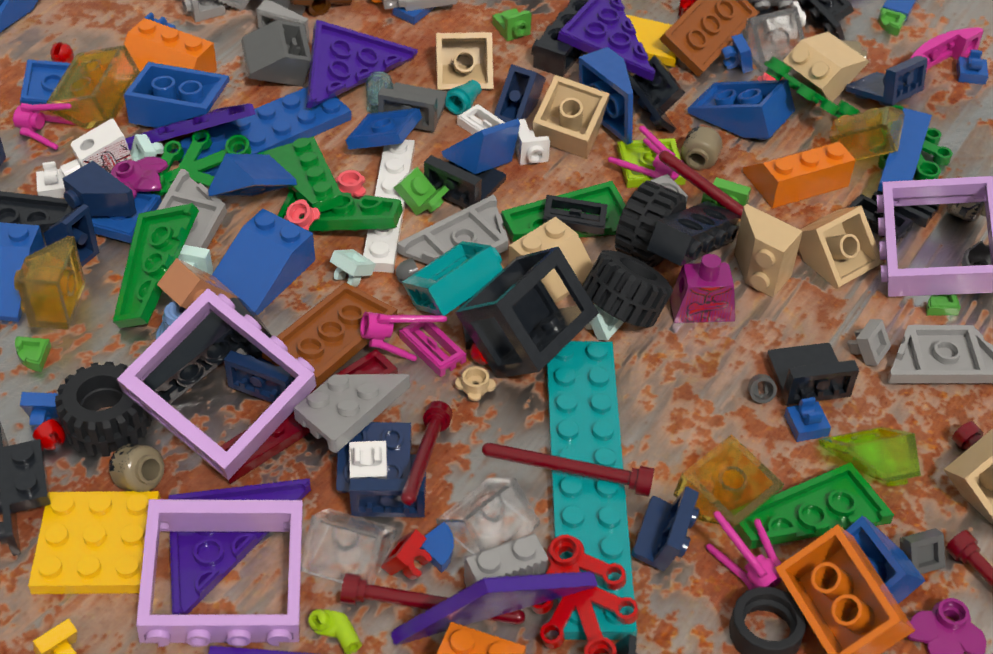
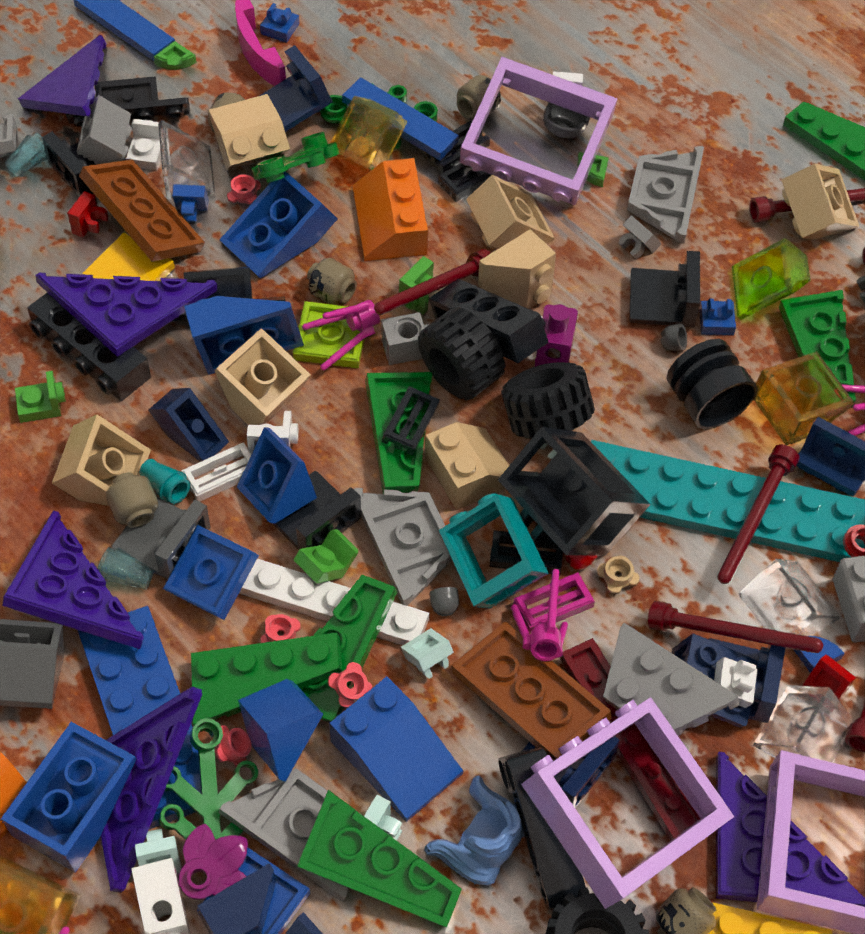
camera: 75 degrees left, 10 degrees up
(186, 283) = (450, 815): nougat brick -> none
(431, 74) = (132, 500): none -> dark tan head
(705, 407) = (711, 383): none -> black wheel

